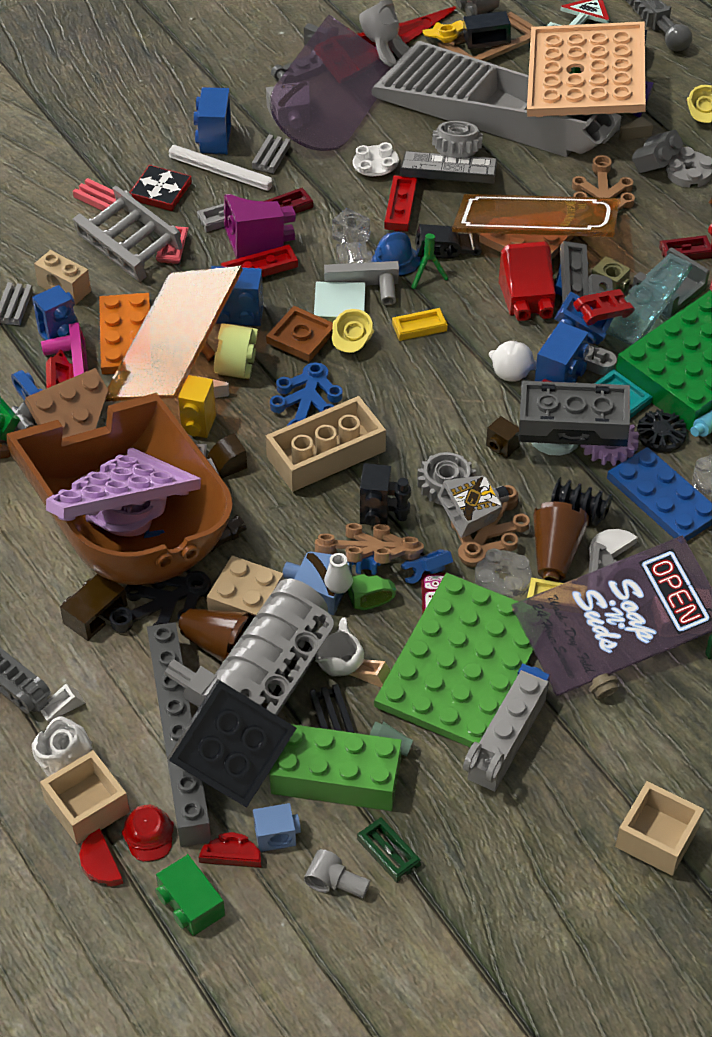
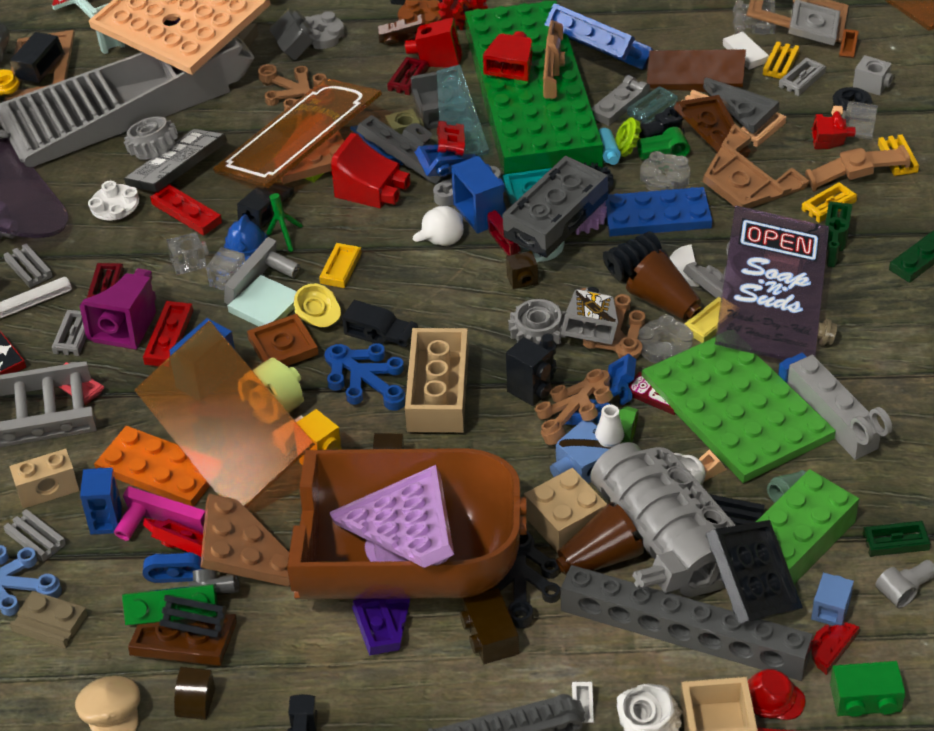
camera: 55 degrees left, 5 degrees down
(47, 542) = (381, 623): none -> dark purple wing
(365, 376) = (376, 324): none -> black piece

